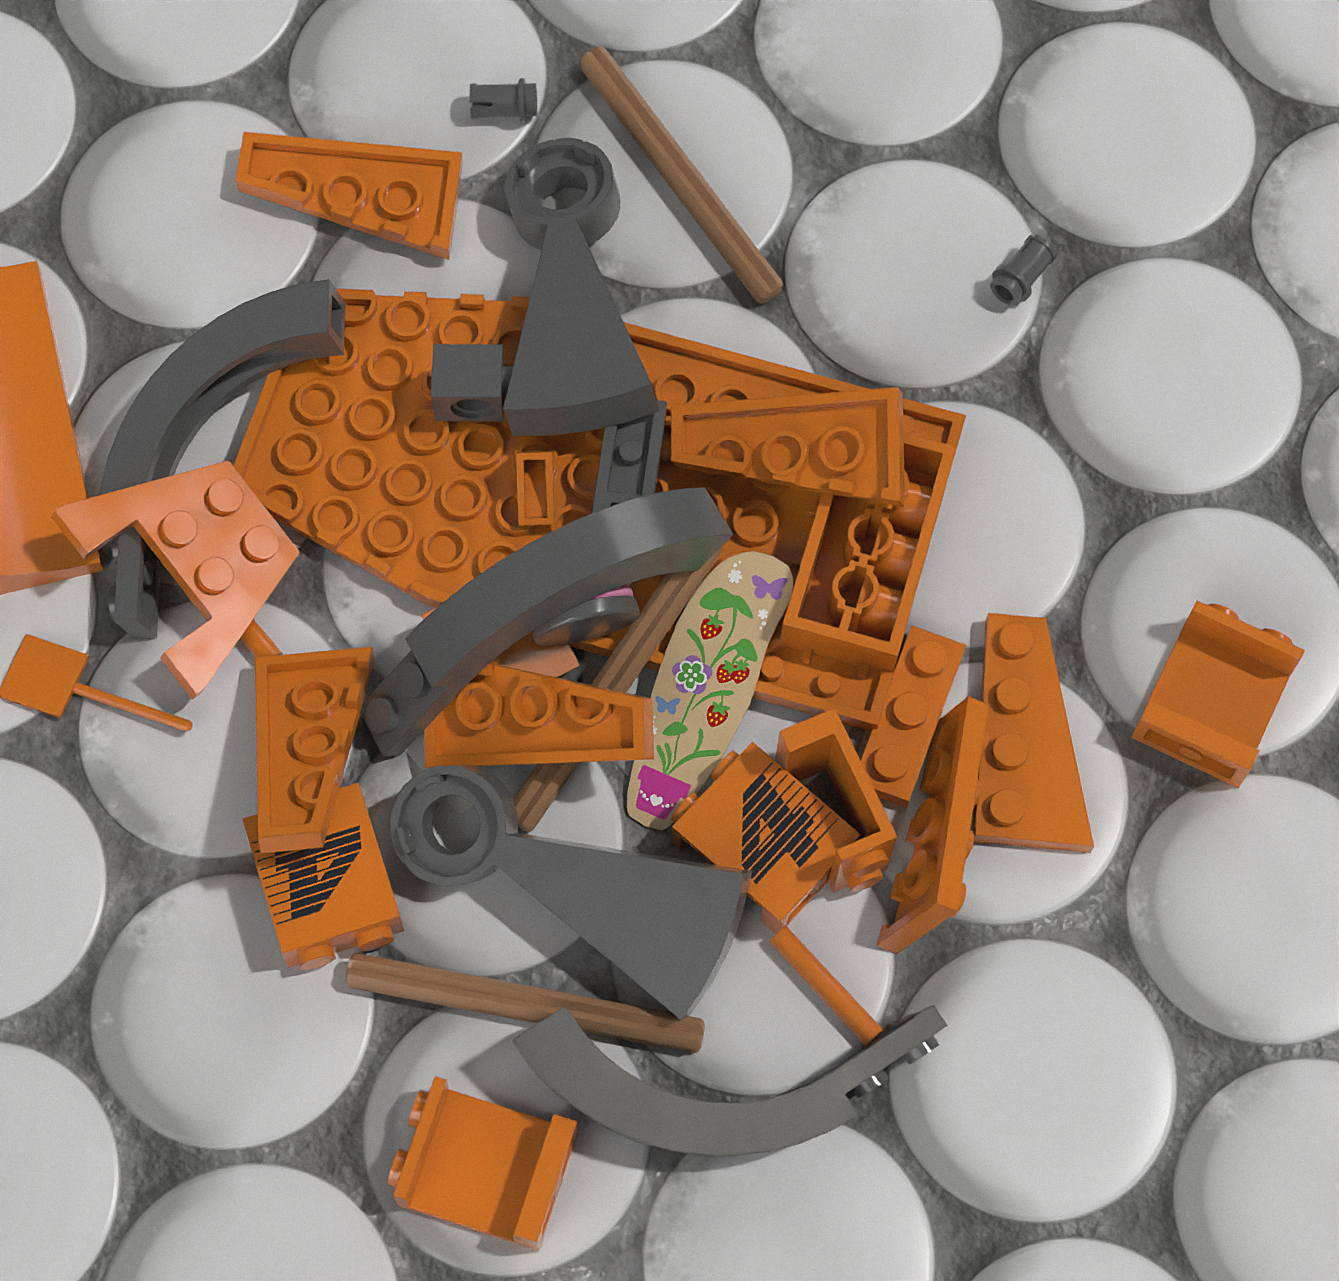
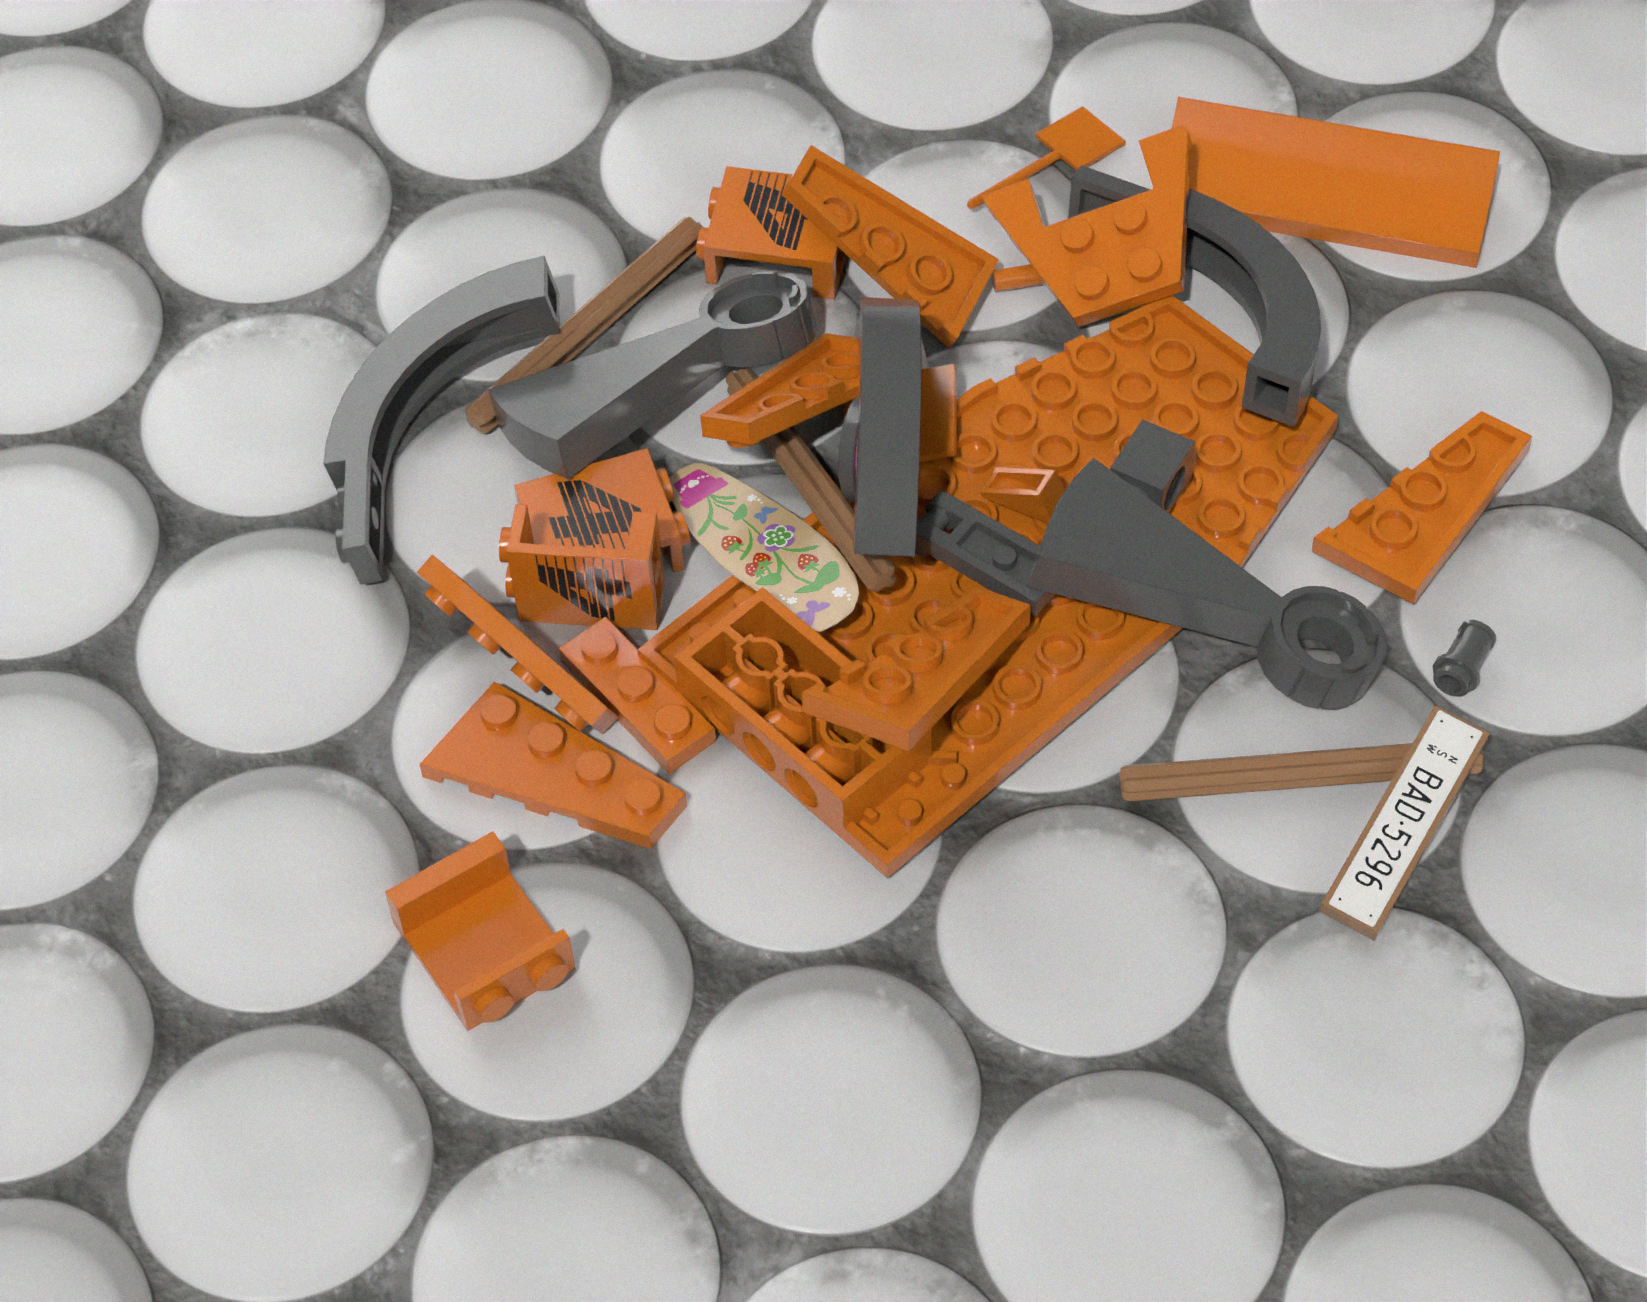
camera: 125 degrees right, 15 degrees down
(482, 1165) = (490, 235): orange panel -> none
(695, 72) = (1404, 822): none -> white tile
(826, 986) = (449, 525): orange piece -> none
(1022, 270) = (1010, 993): dark grey pin -> none

